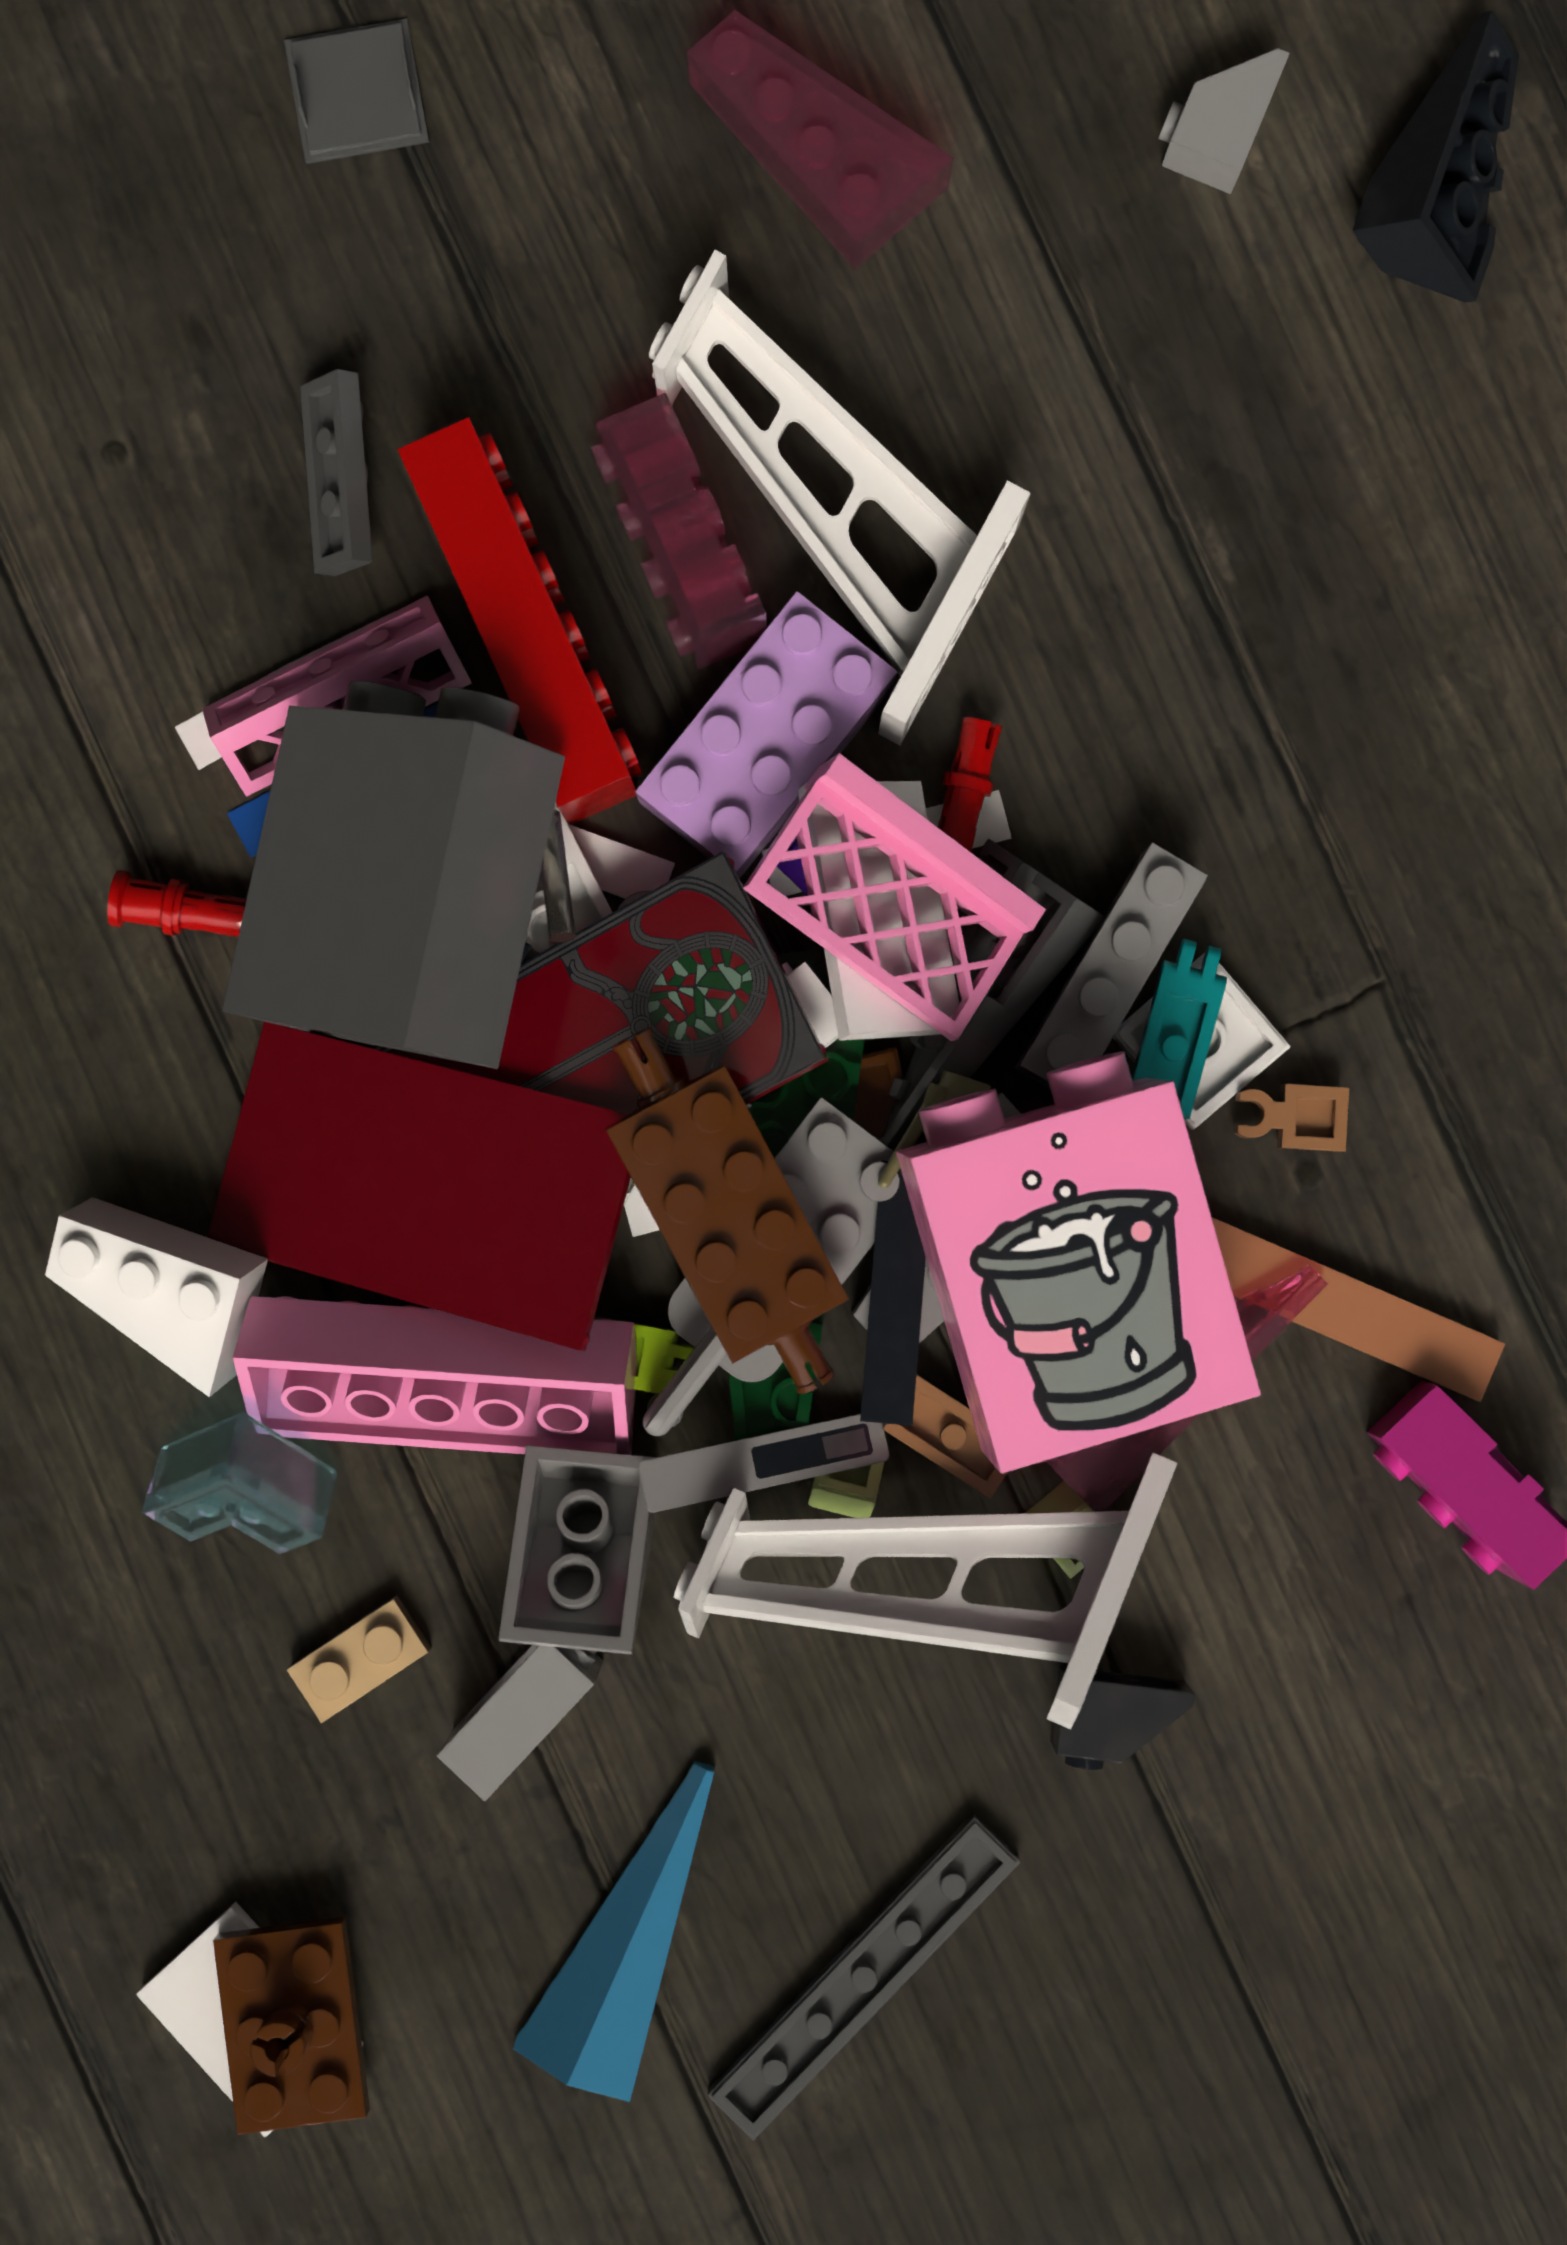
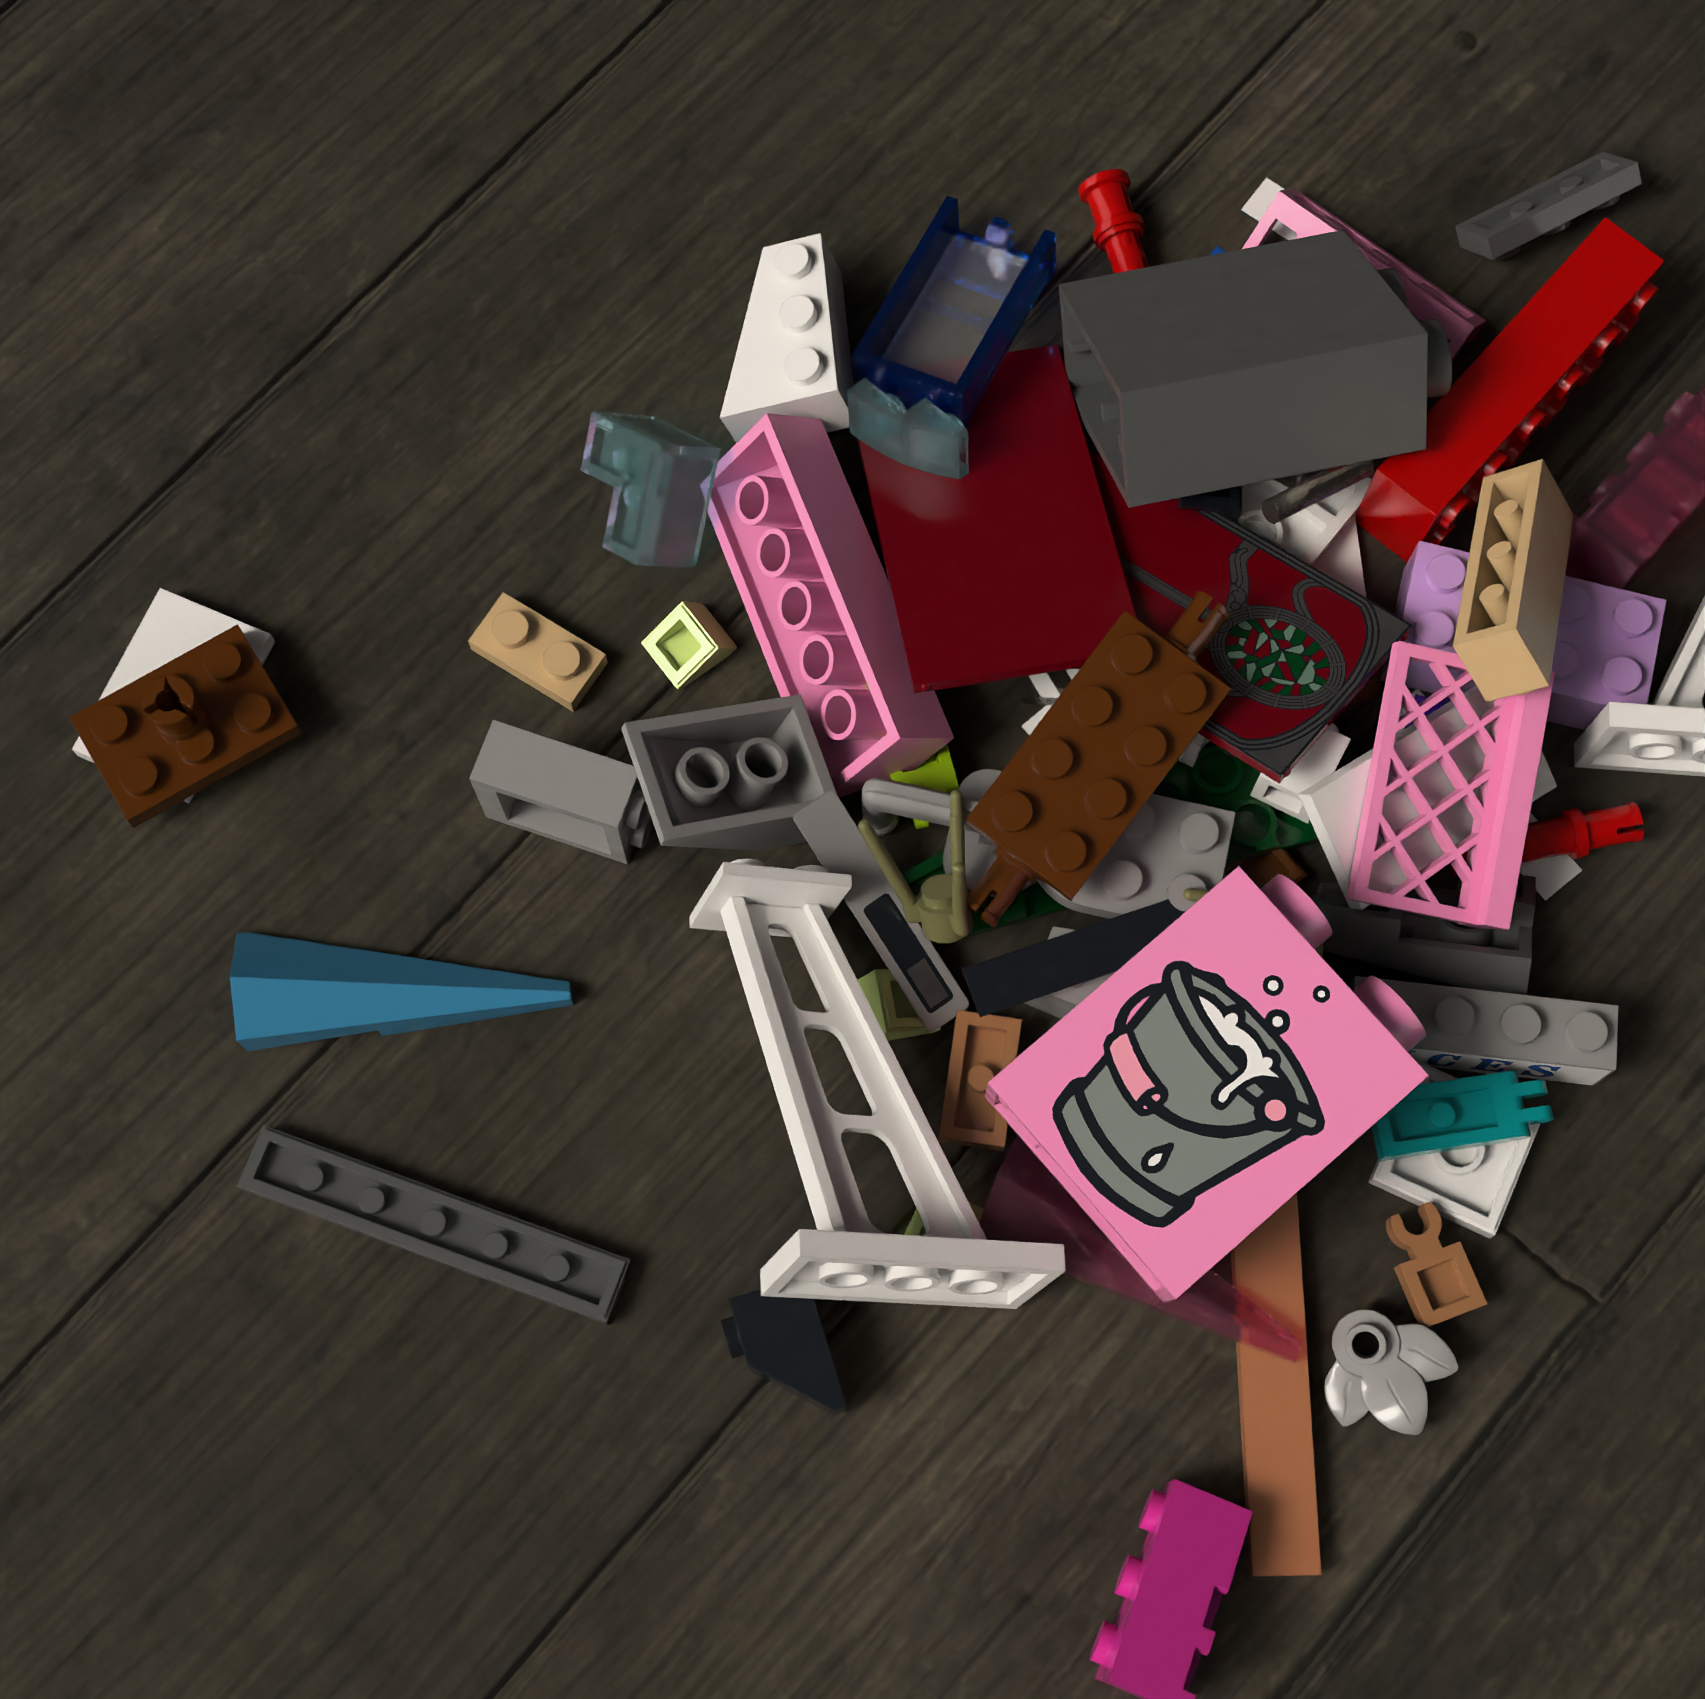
camera: 60 degrees right, 15 degrees down
(198, 1119) = (953, 314): none -> door
(313, 1220) = (915, 437): none -> clear light blue slope
(414, 1512) = (688, 643): none -> yellowish green slope
(736, 745) = (1514, 582): none -> tan brick
(779, 1405) = (943, 897): none -> olive plant
(1371, 1202) = (1391, 1378): none -> light grey plate

